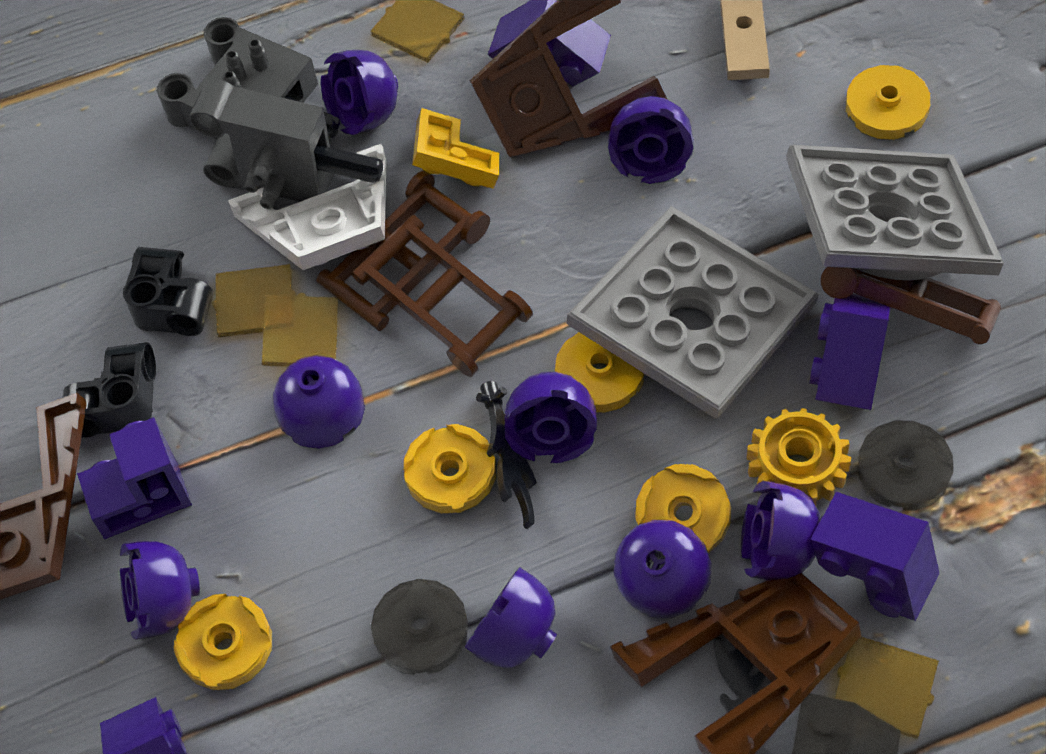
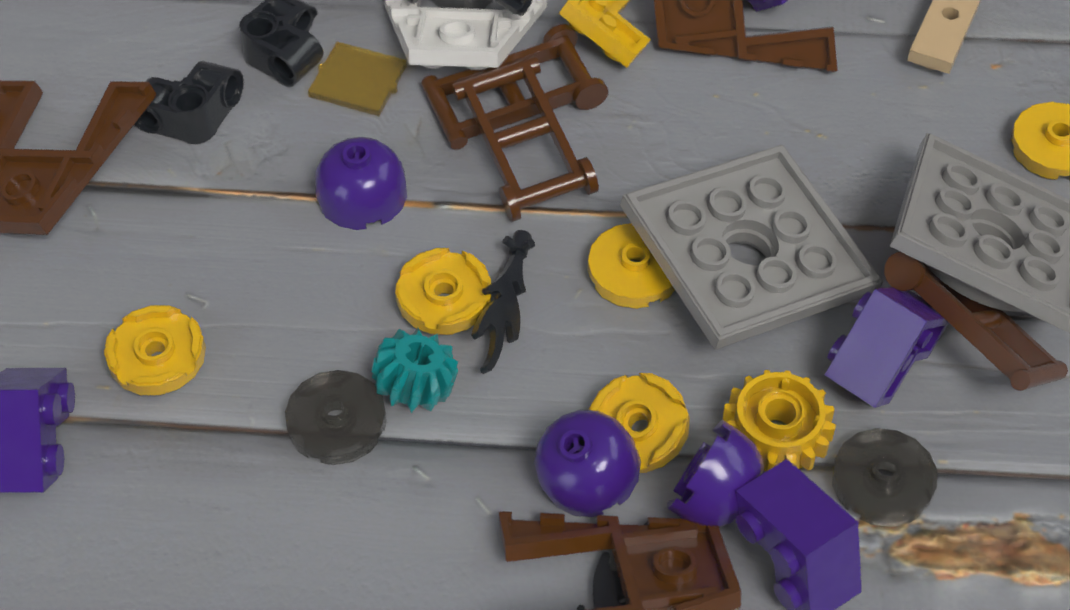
camera: 20 degrees right, 5 degrees down
(137, 484) = (162, 182): dark purple brick -> none
(156, 587) = (123, 276): dark purple cylinder -> none
(298, 328) = (381, 114): clear yellow piece -> none
(469, 553) = (414, 370): none -> teal gear
(516, 623) = (419, 447): dark purple cylinder -> none
(550, 417) = (558, 283): dark purple cylinder -> none
(651, 139) = (797, 80): dark purple cylinder -> none

